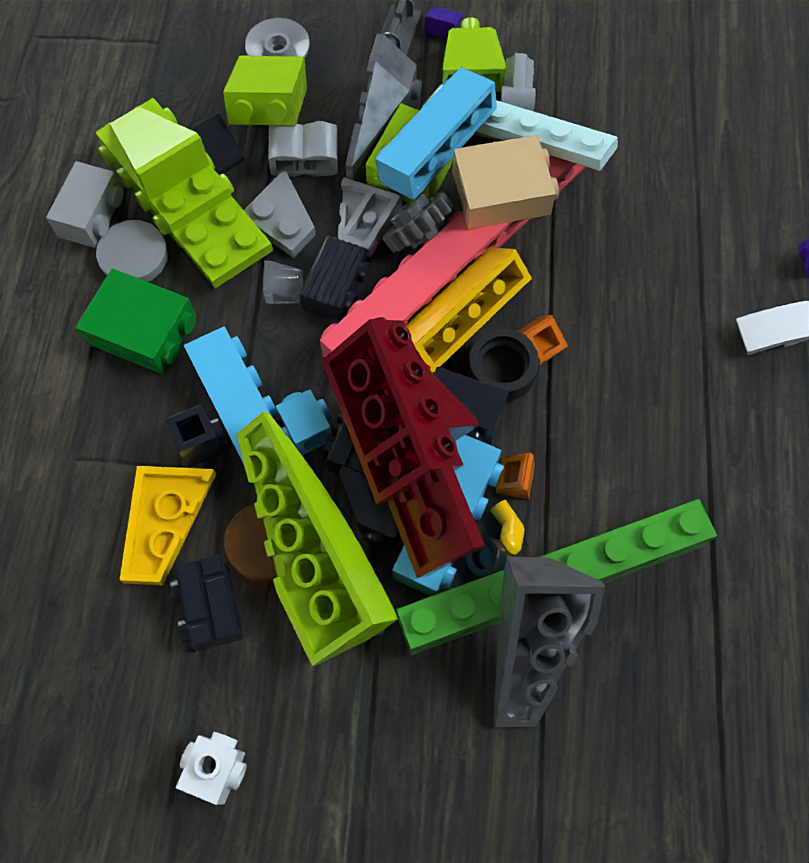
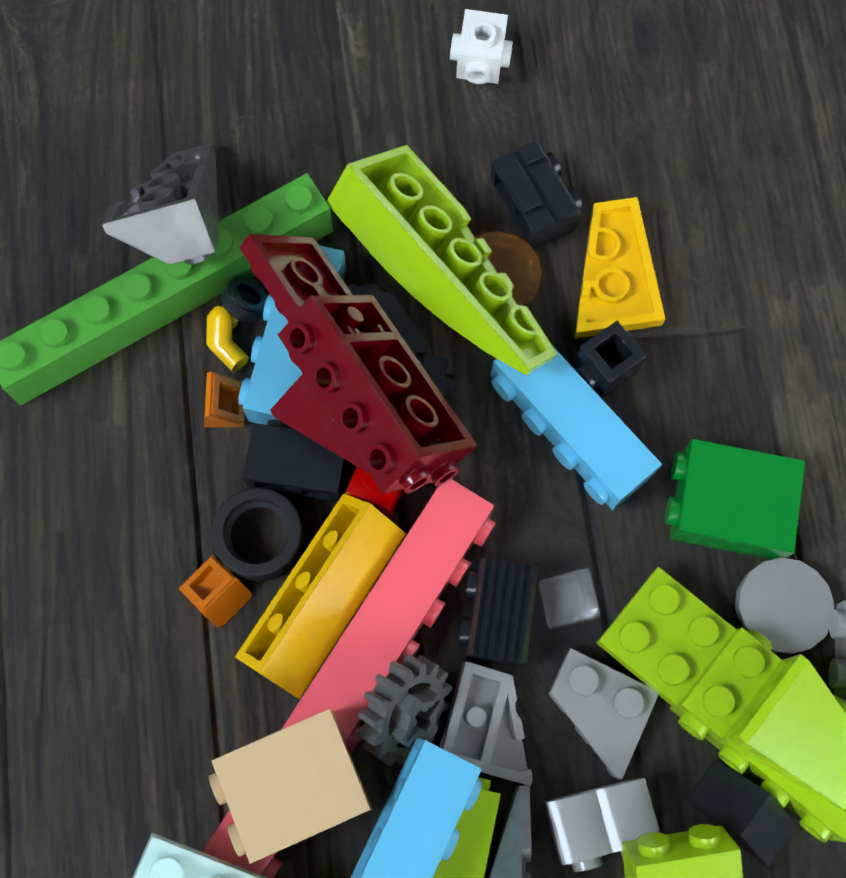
camera: 165 degrees right, 5 degrees up
(305, 420) = (488, 410): medium azure brick -> none

